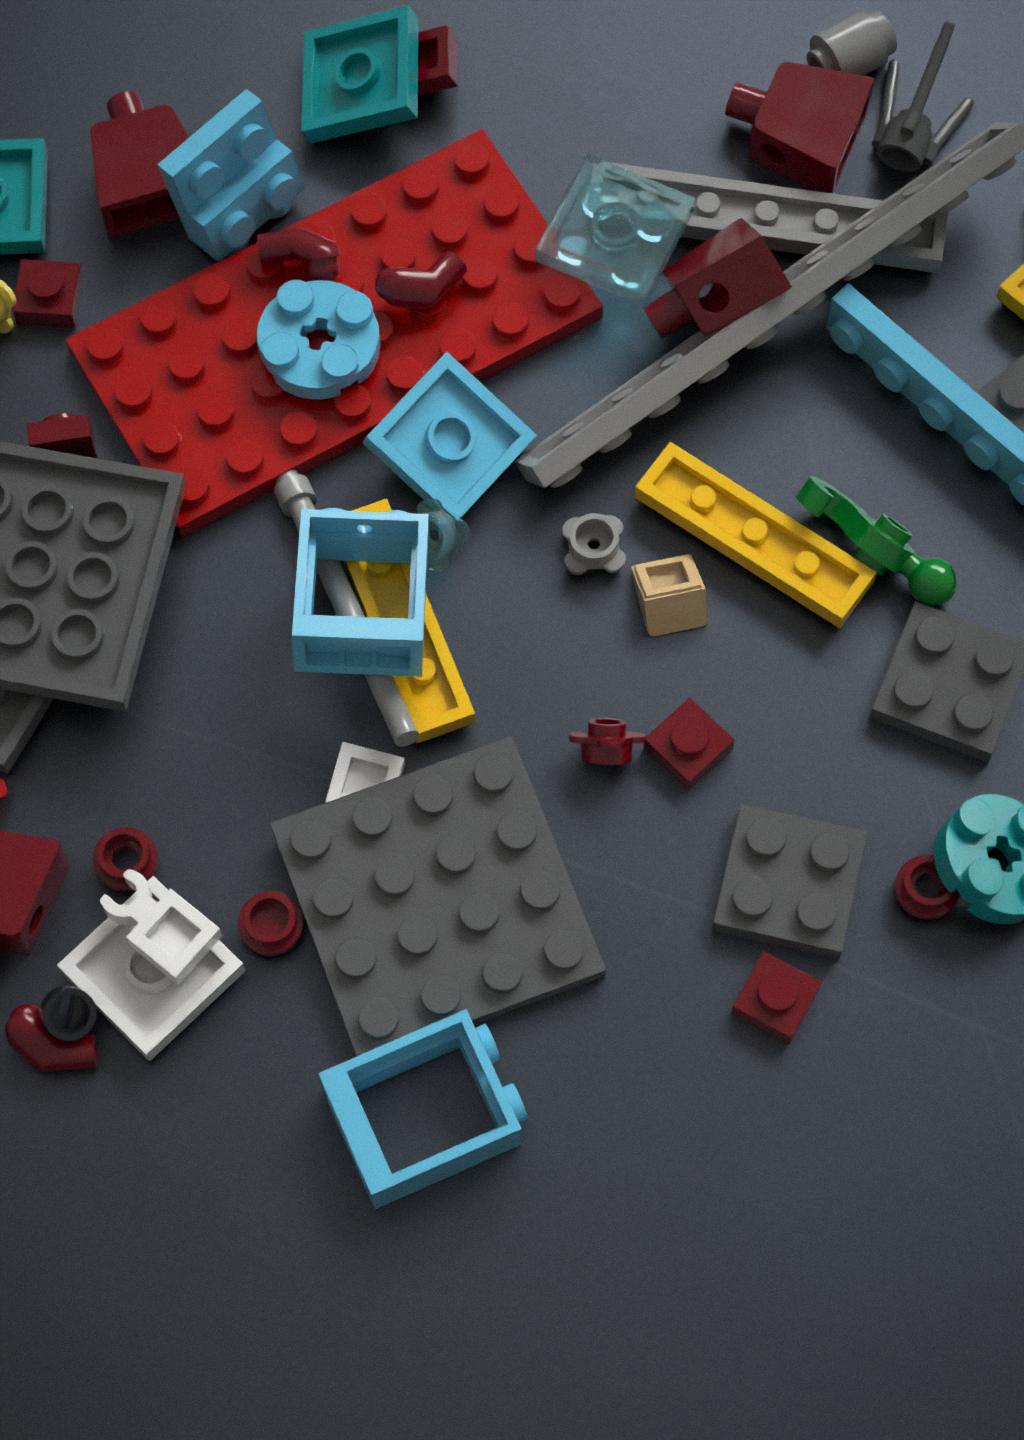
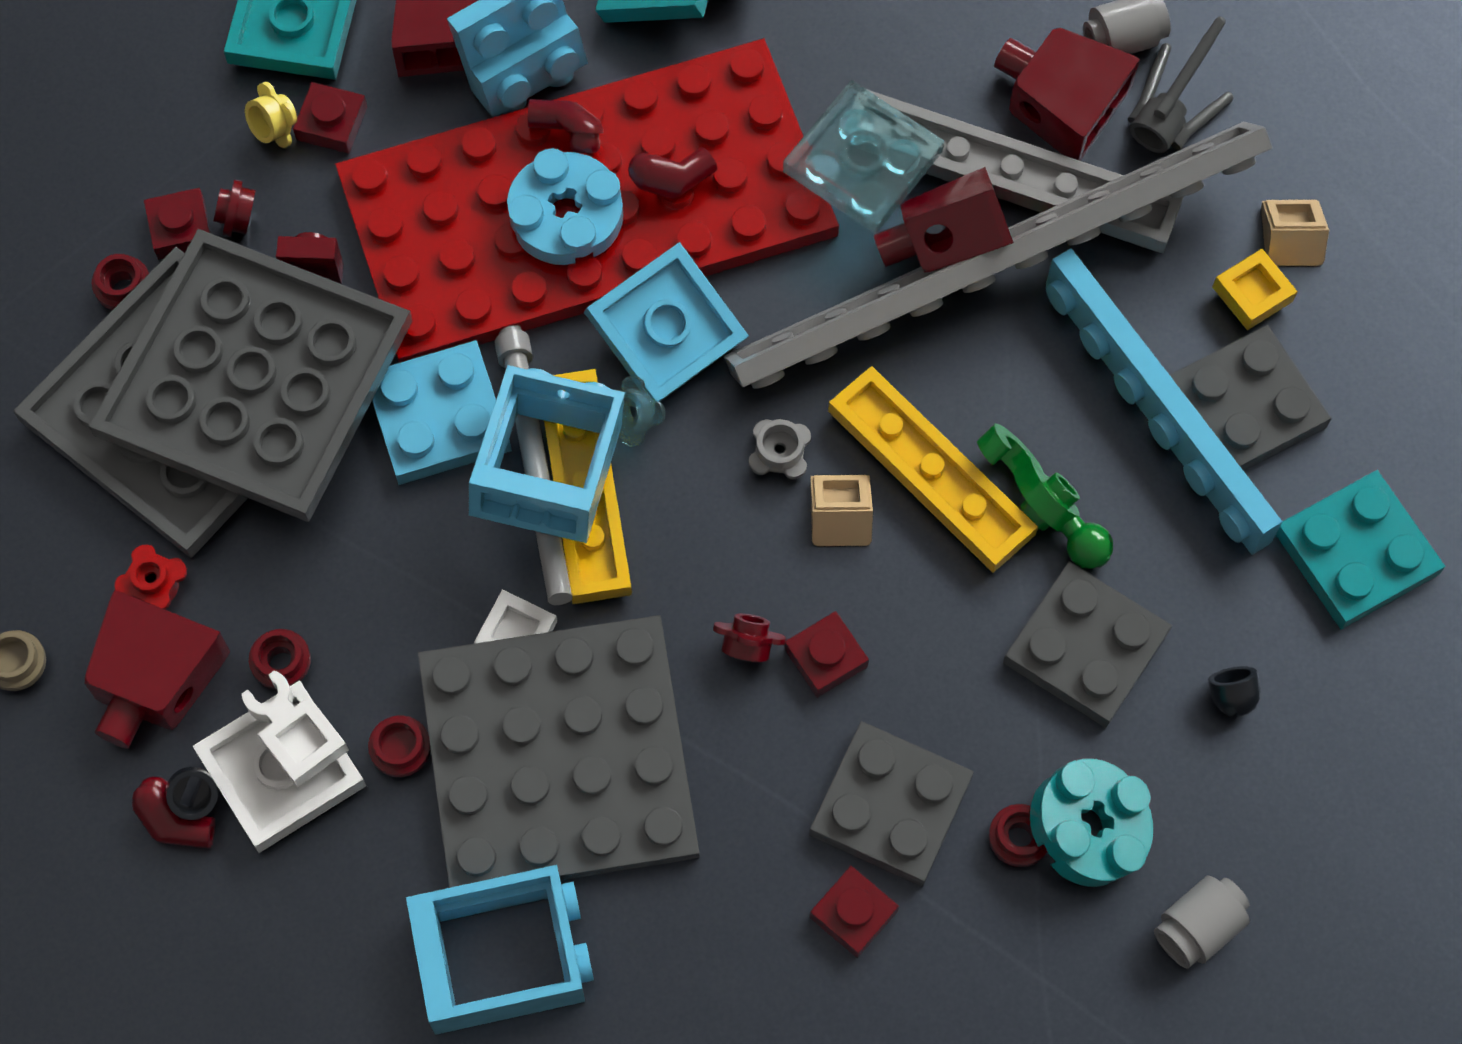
camera: 10 degrees right, 0 degrees up
(231, 575) = (435, 411): none -> medium azure plate

